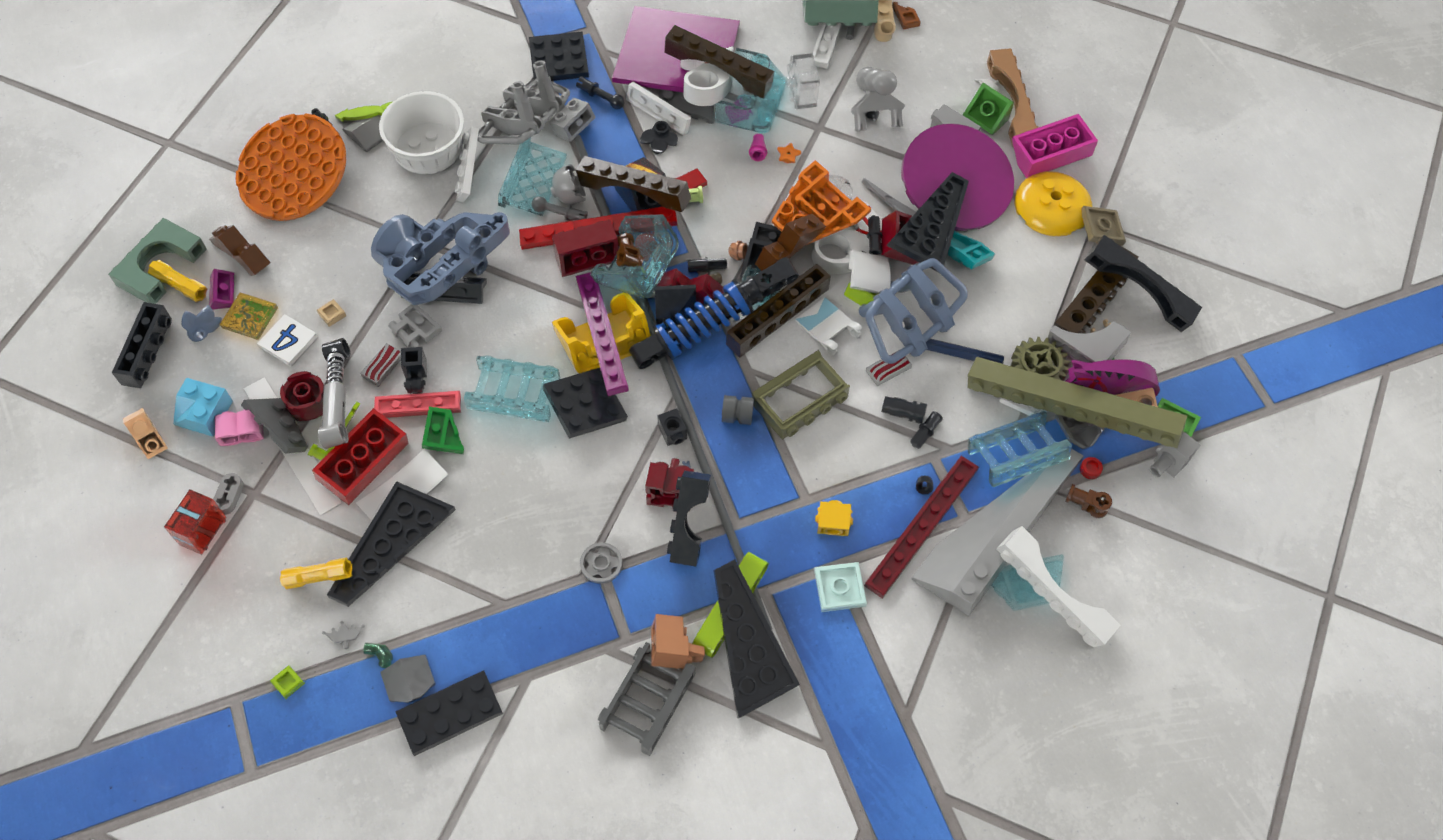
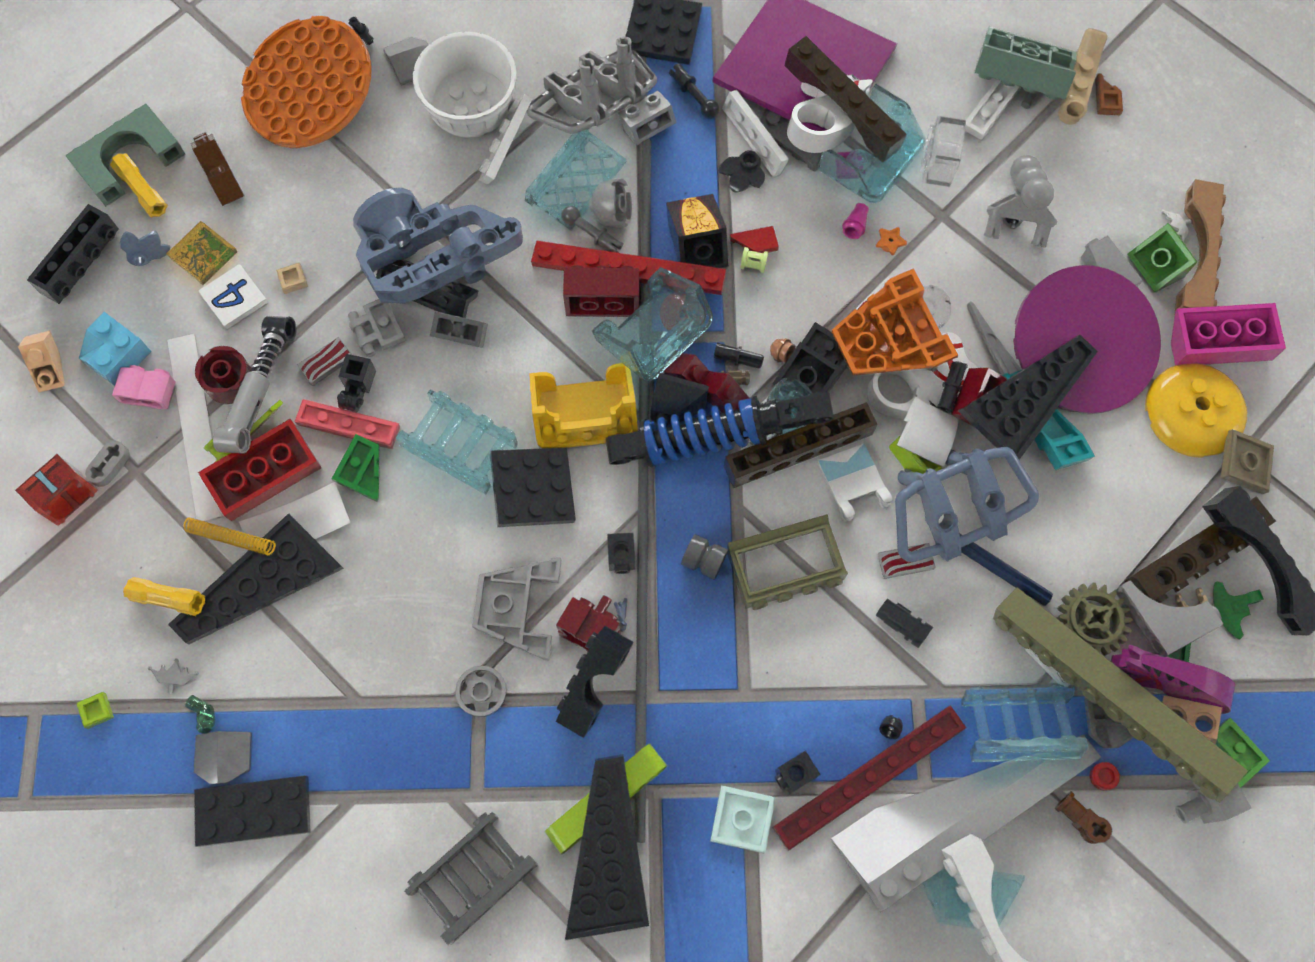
camera: 20 degrees right, 10 degrees up
(221, 289) = (183, 210): magenta slope -> none
(278, 422) = (185, 399): dark grey wing -> none
(362, 112) = (411, 34): lime brick -> none
(379, 512) = (228, 535): none -> yellow piece
(483, 307) = (458, 329): none -> dark grey brick
(595, 493) = (504, 601): none -> light grey wing
(602, 335) = (579, 413): magenta tile -> none
(627, 253) = (645, 319): reddish brown connector -> none
(667, 191) = (716, 250): dark brown arch -> none
(671, 645) = (519, 824): nougat hinge -> none
(792, 239) = (843, 366): reddish brown arch -> none
(834, 518) = (766, 733): yellow head -> none
(872, 531) = (808, 770): none -> black brick
(926, 429) = (920, 657): black axle -> none
(1135, 325) = (1234, 608): none -> green piece

